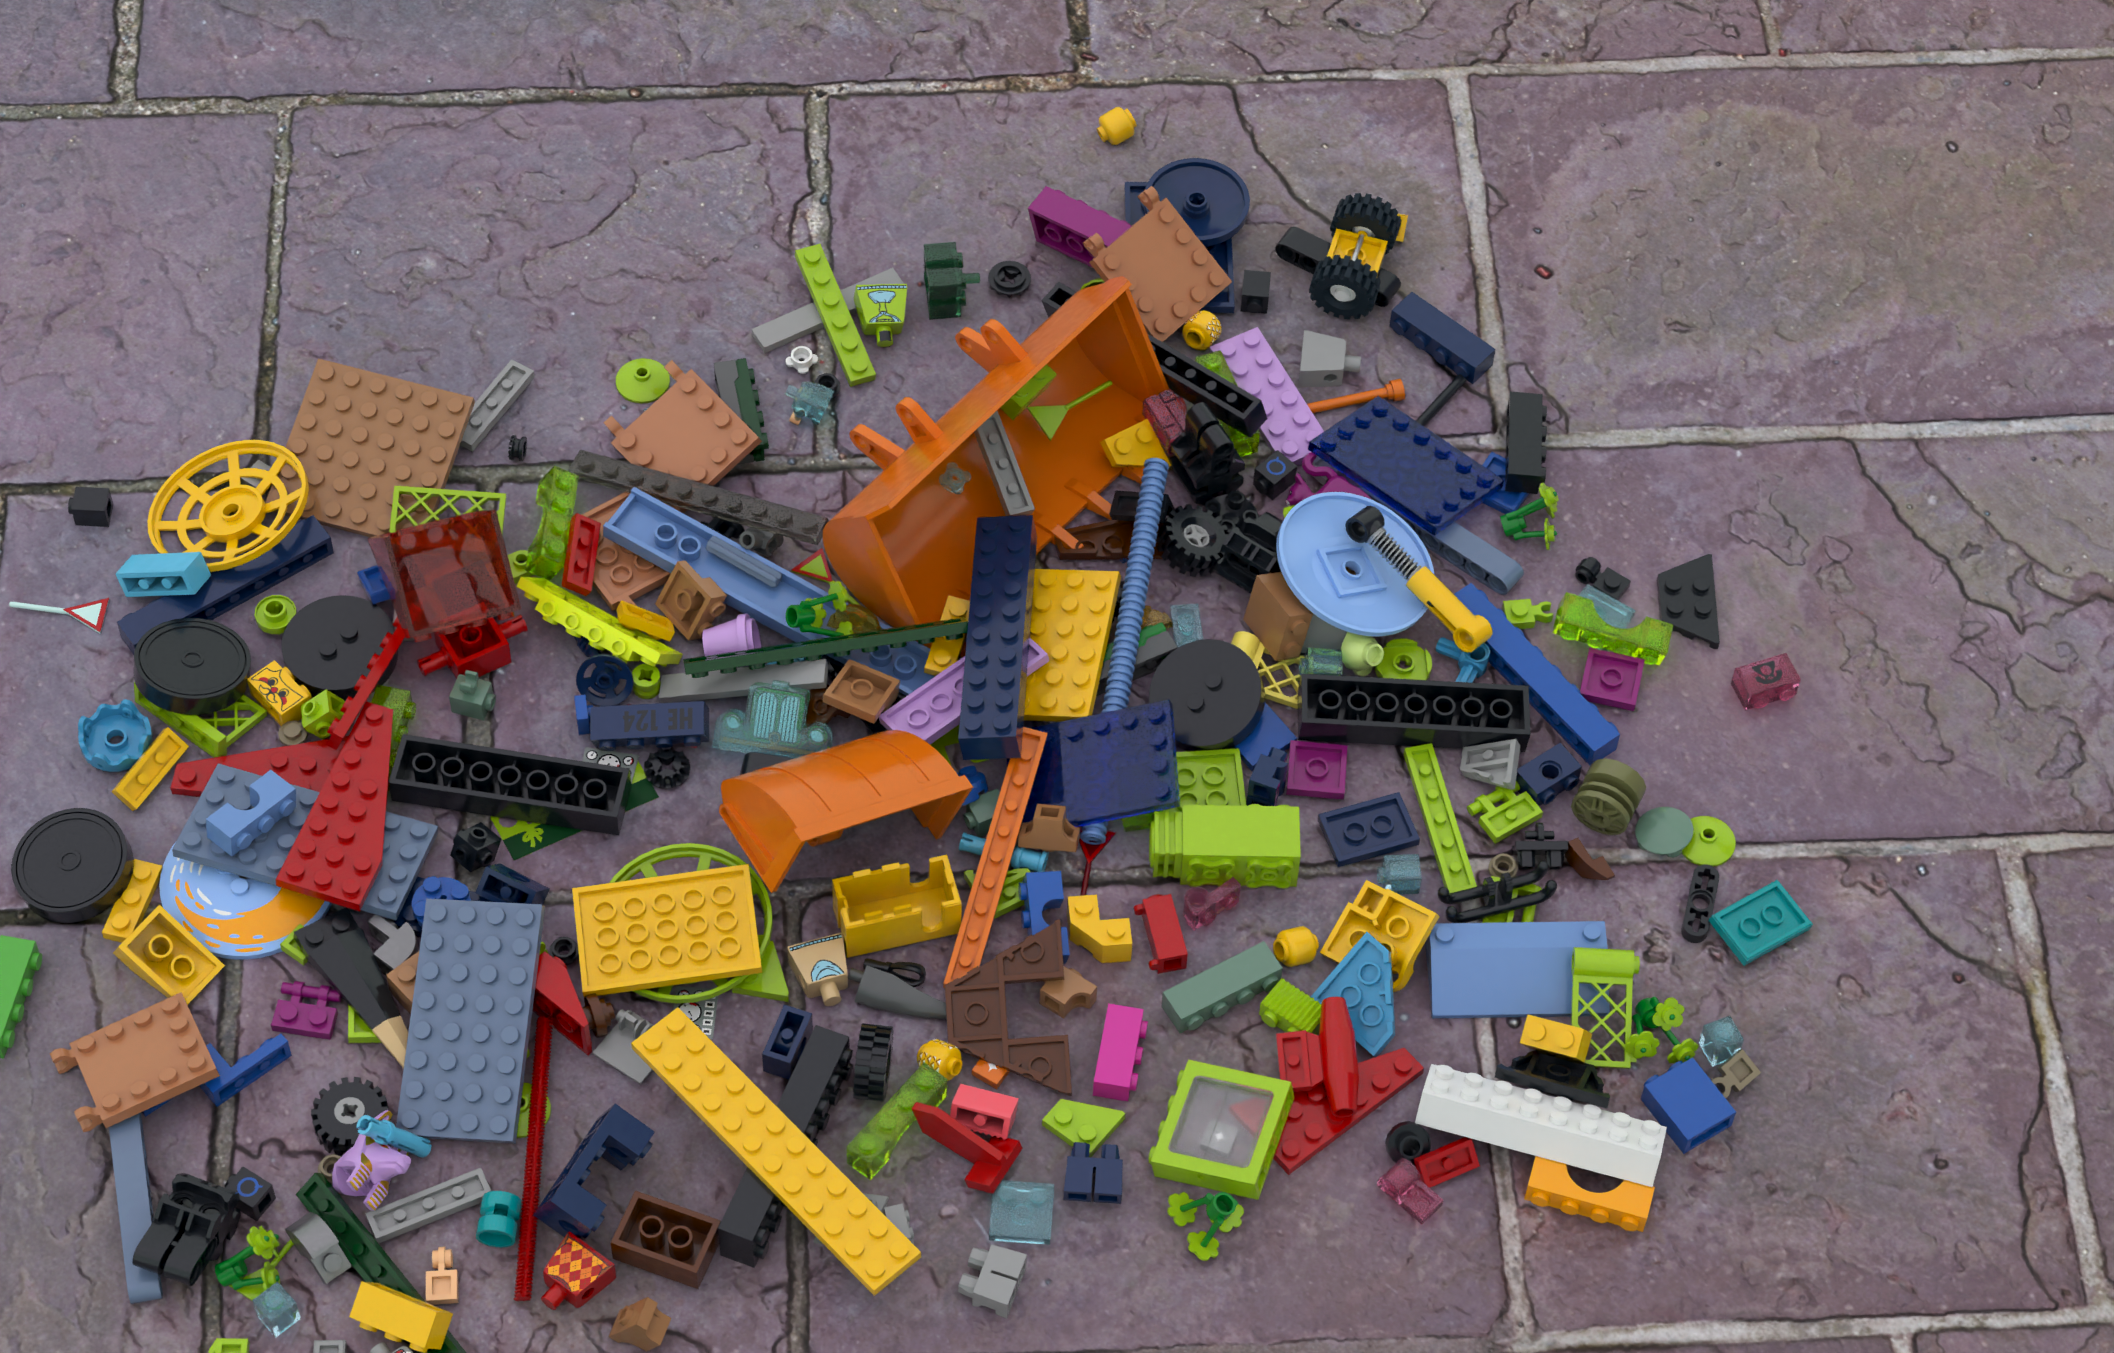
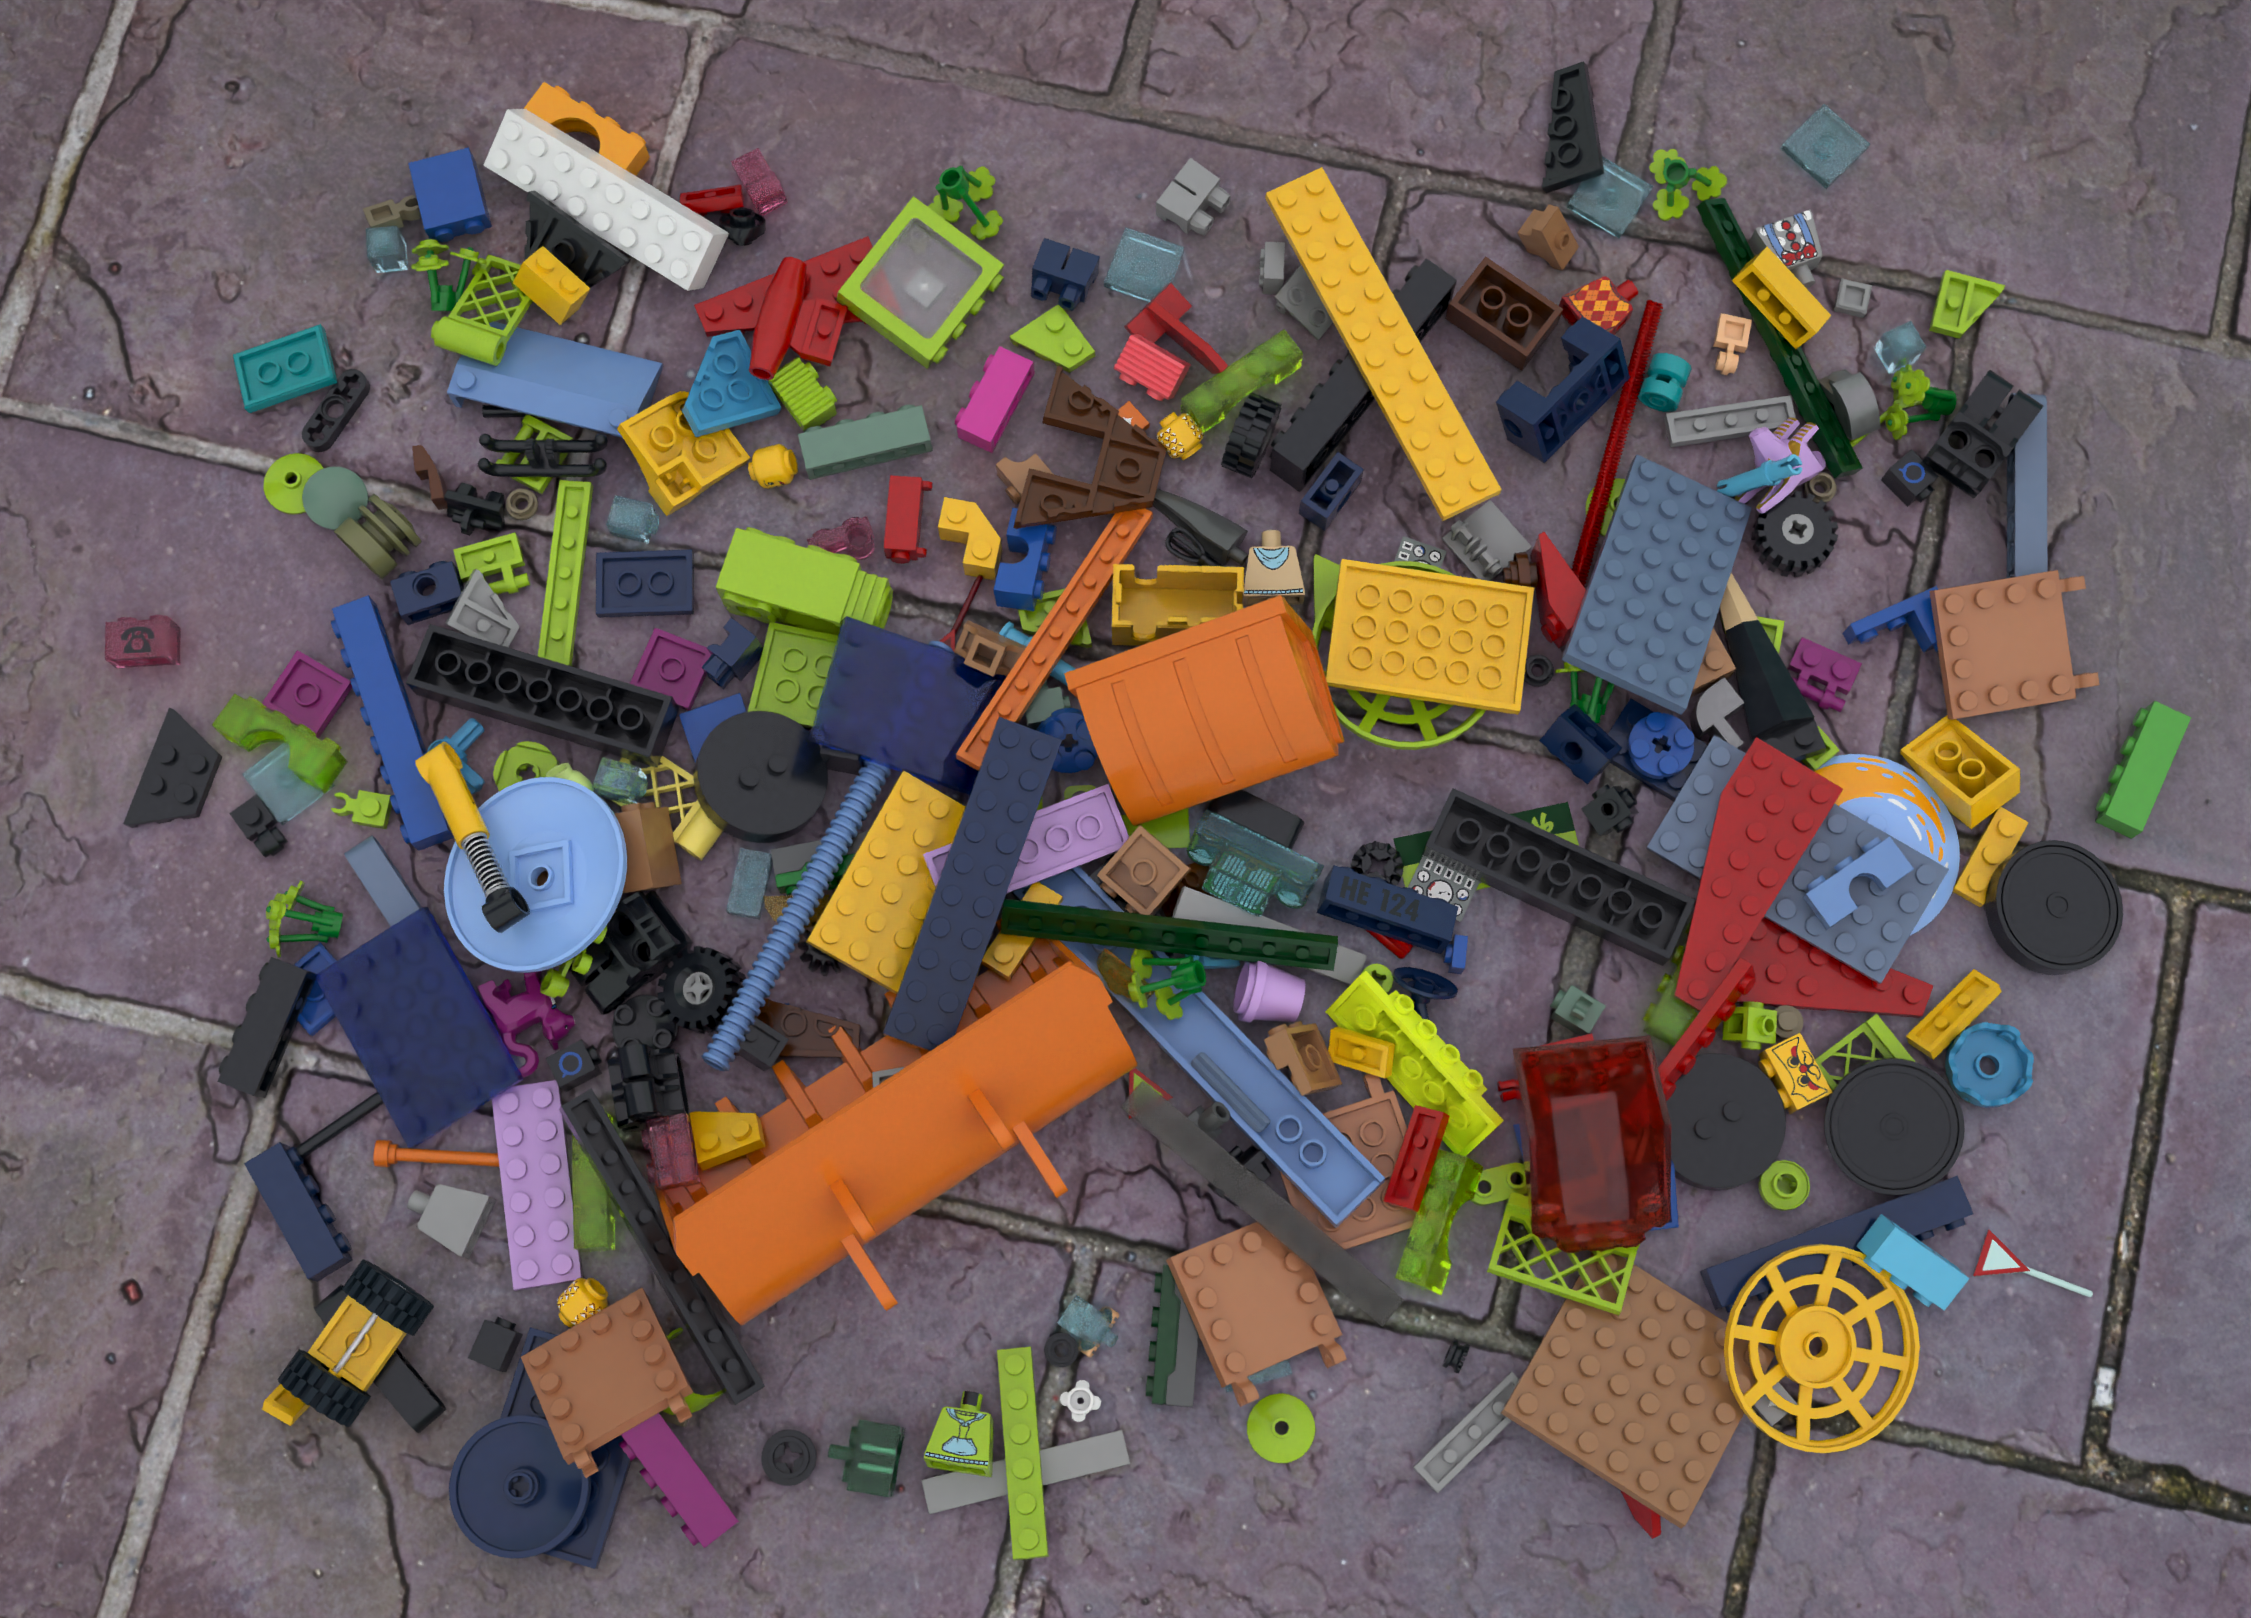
camera: 160 degrees left, 20 degrees up
(91, 506) = (1983, 1406): black brick -> none

